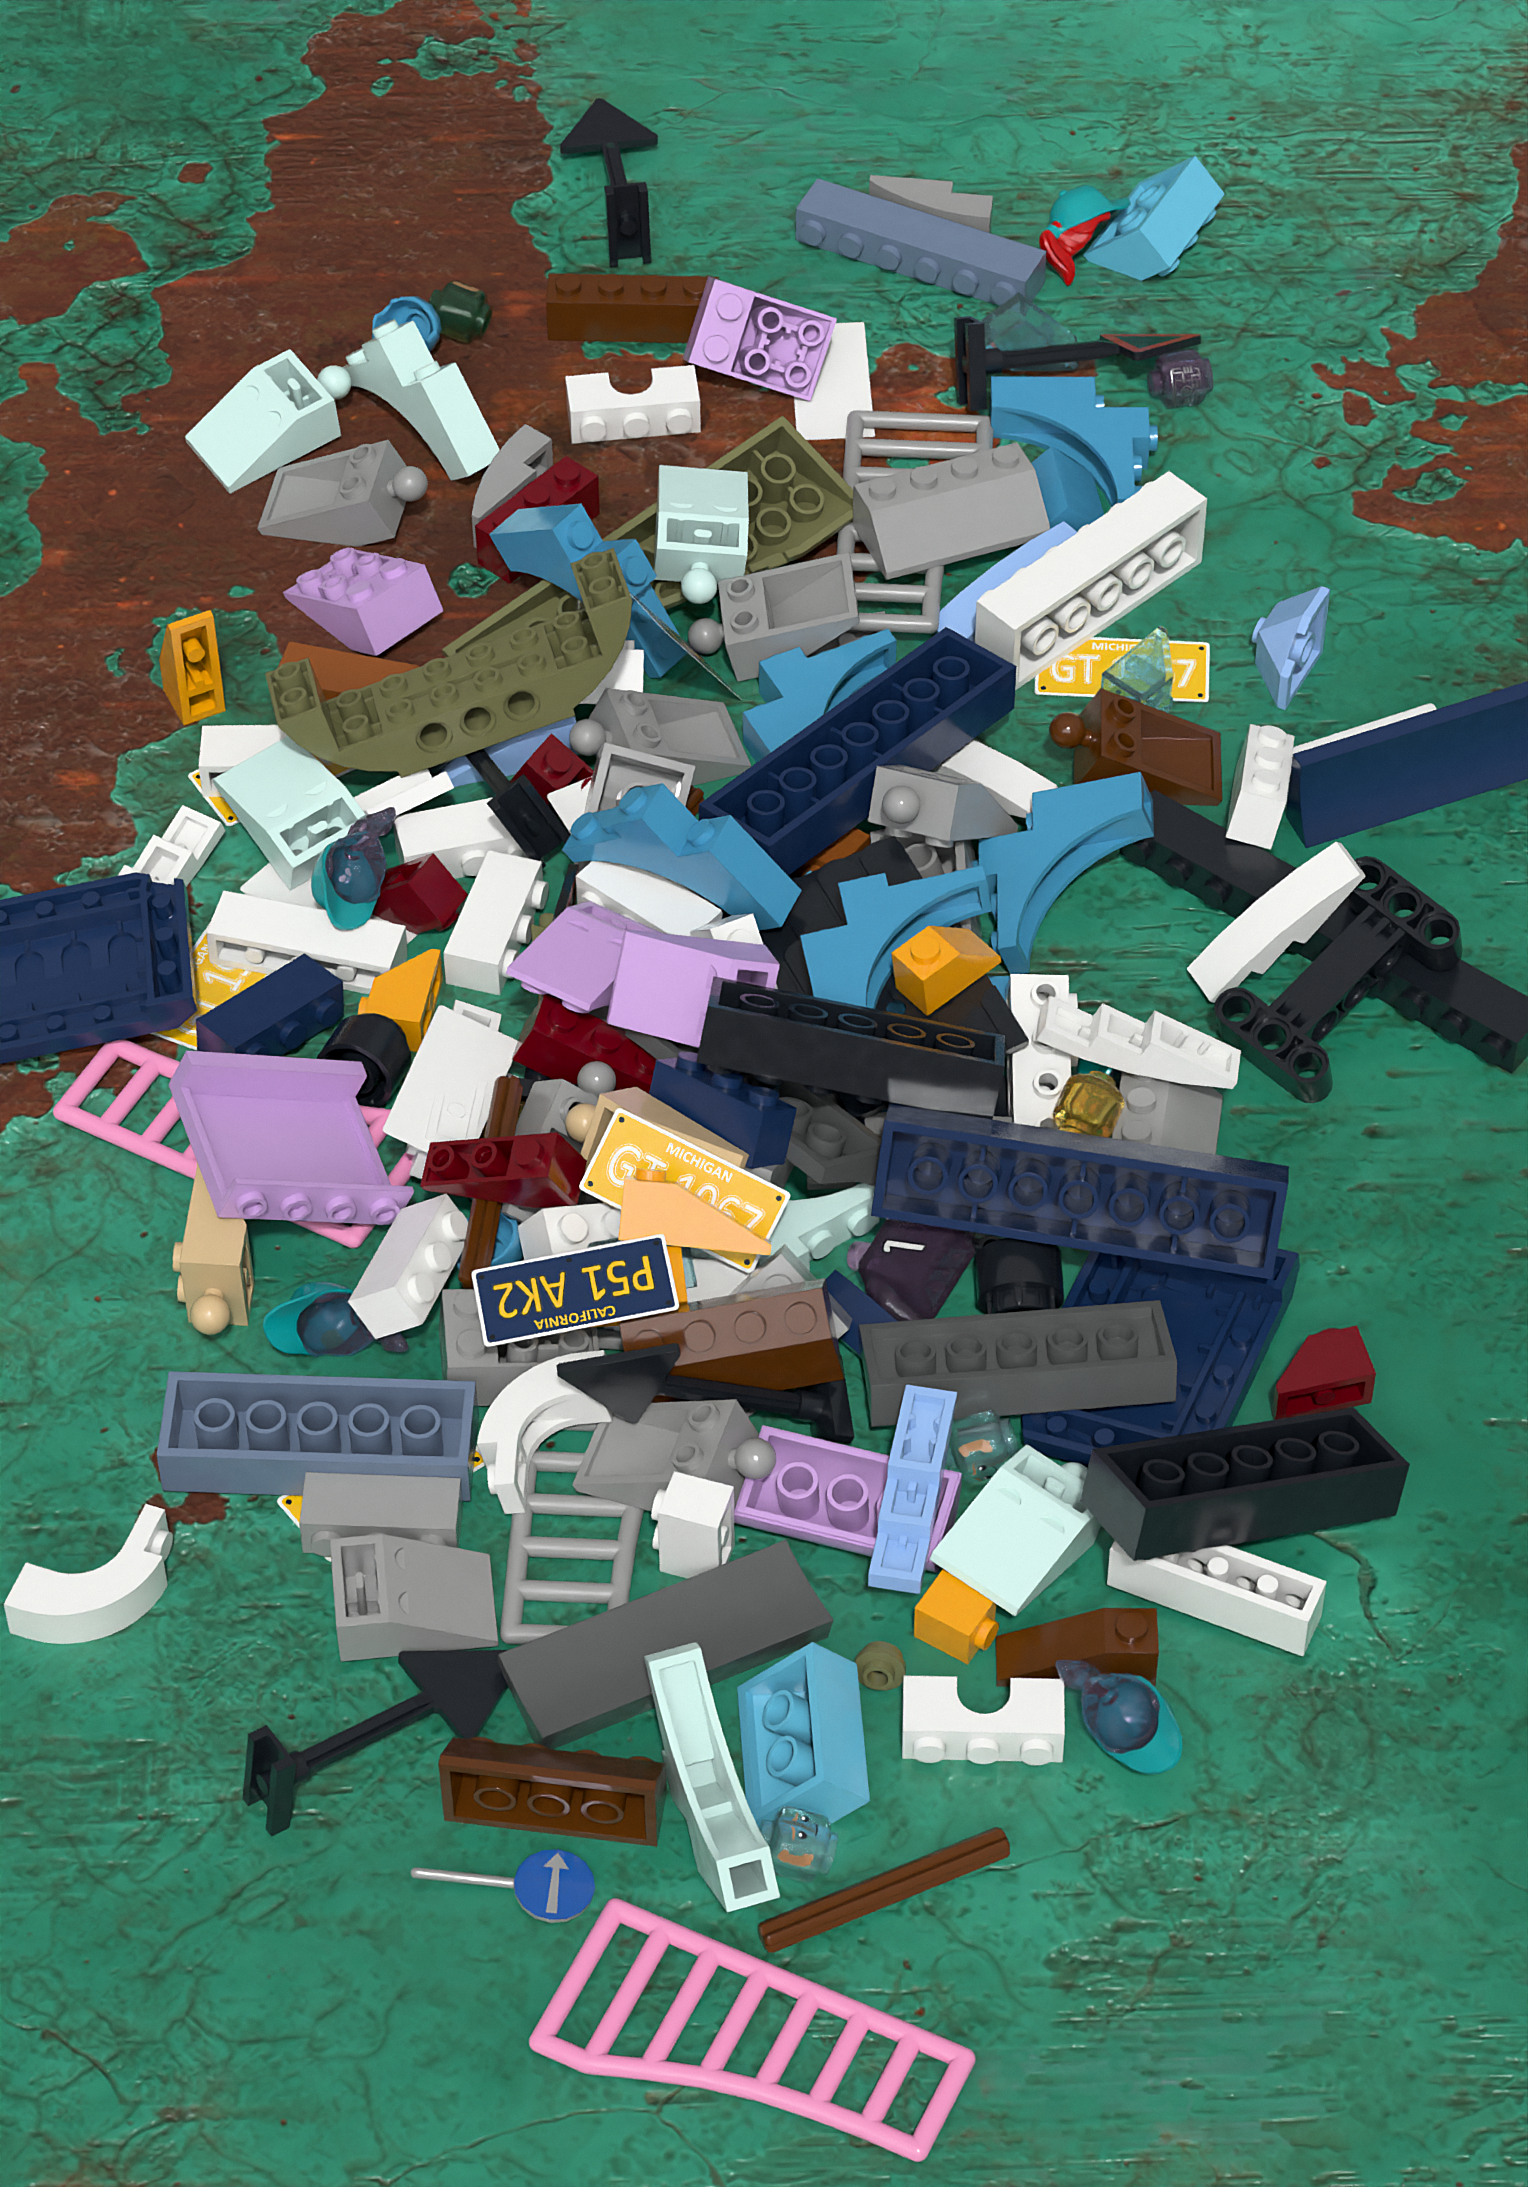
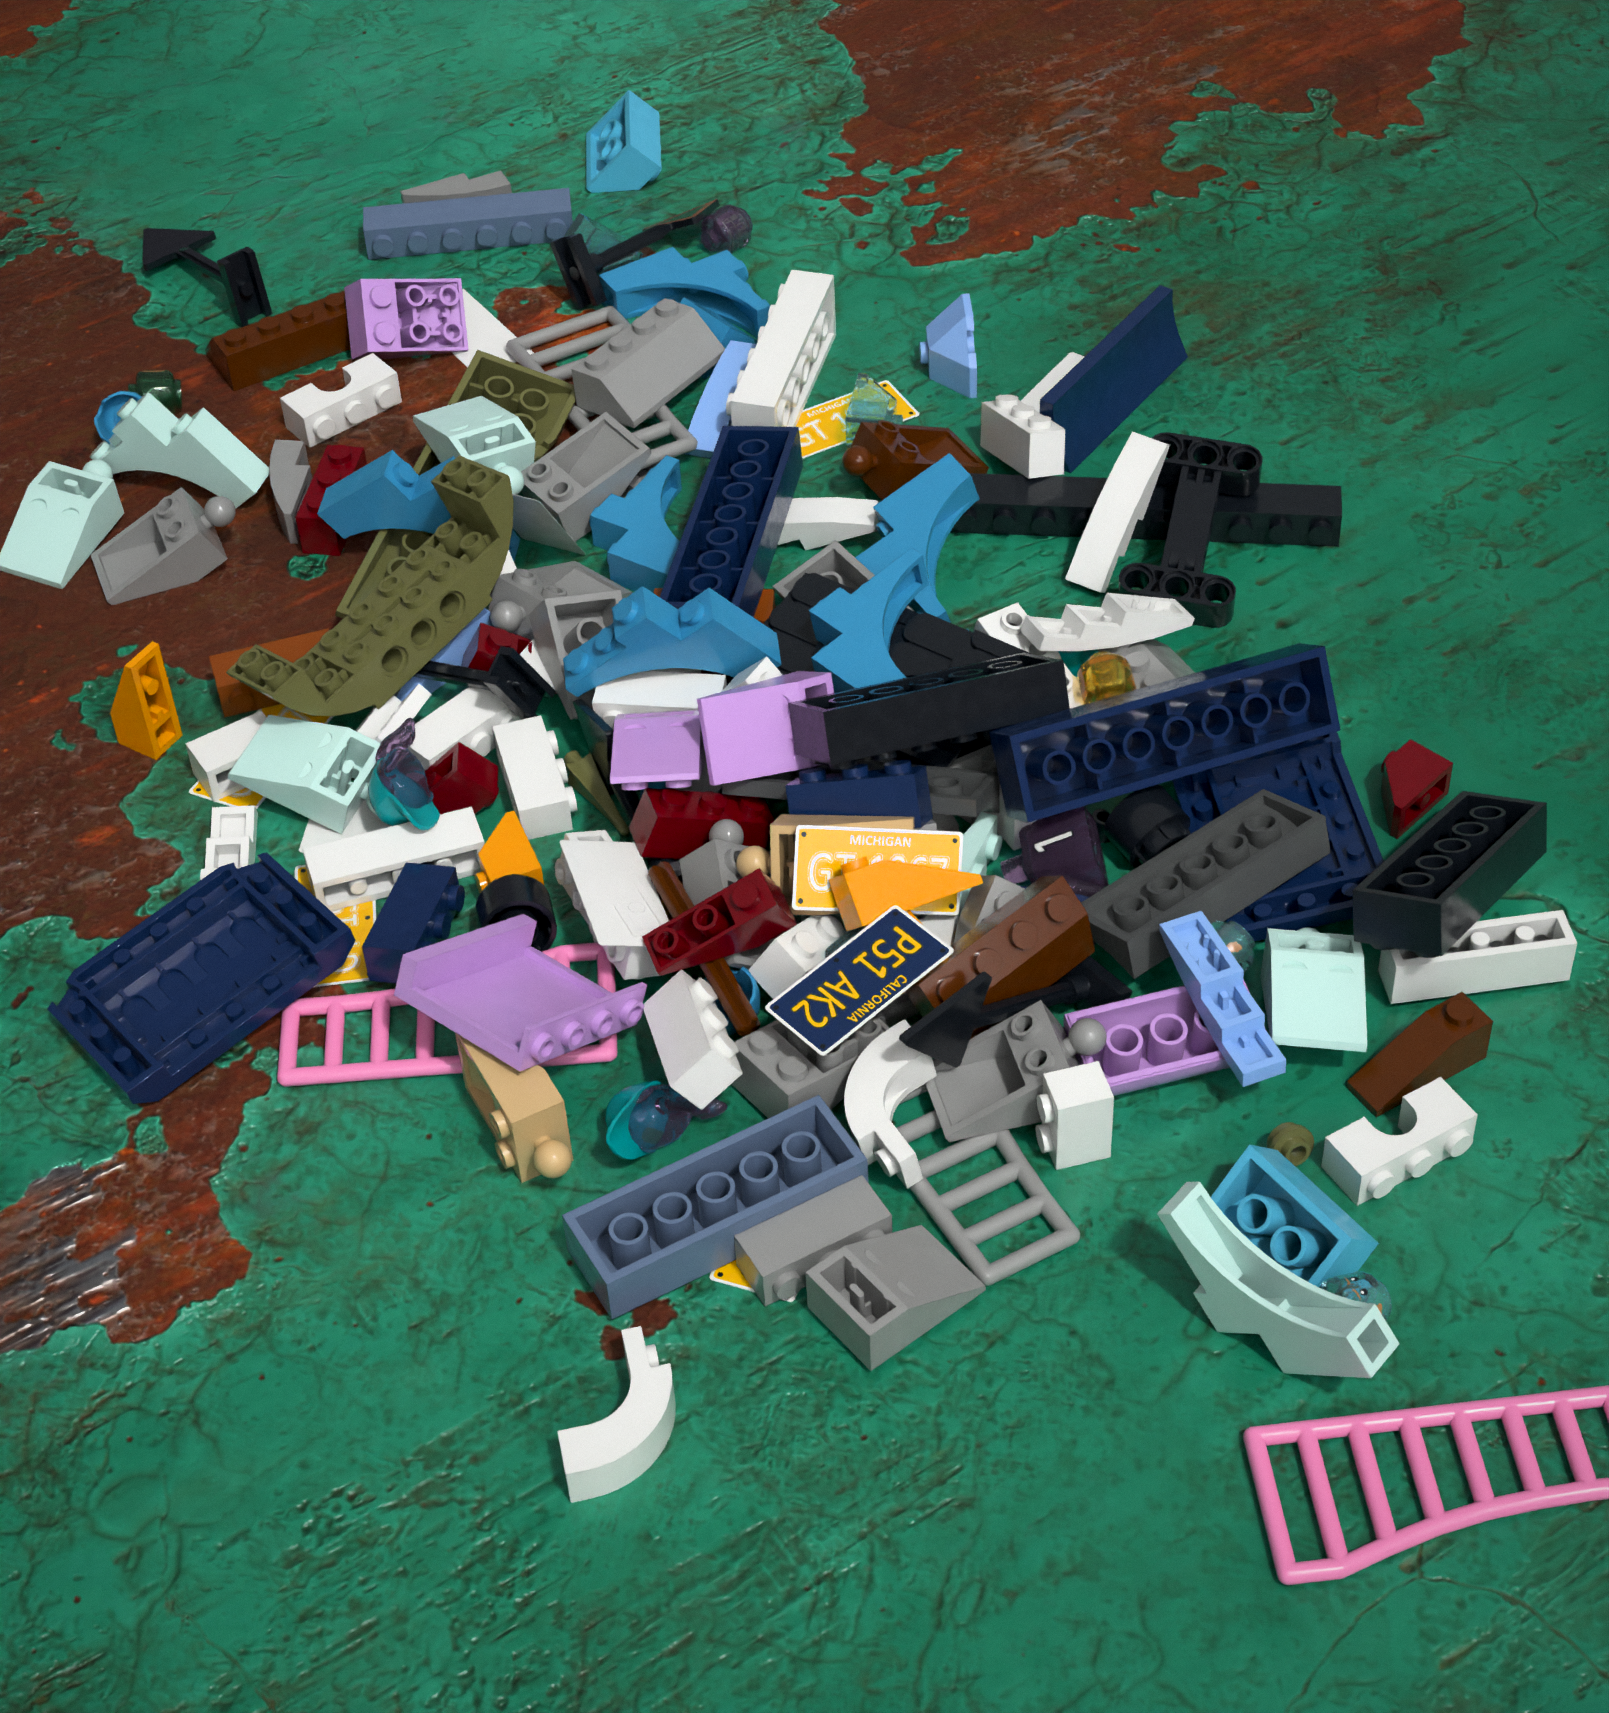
camera: 30 degrees left, 5 degrees down
(367, 599) = (240, 606): lavender slope -> none
(454, 1684) = (982, 1335): black piece -> none
(546, 1885) = (1181, 1447): blue piece -> none
(553, 1790) = (1136, 1370): reddish brown slope -> none
(598, 1669) = (1112, 1220): dark grey arch -> none
(883, 1889) = (1437, 1307): reddish brown axle -> none
(935, 806) = (817, 538): light grey slope -> none
(940, 965) = (928, 635): light orange slope -> none
(955, 1618) = (1314, 1081): light orange slope -> none
(1073, 224) = (571, 167): hair -> none
(1126, 1716) = (1510, 1080): hair -> none

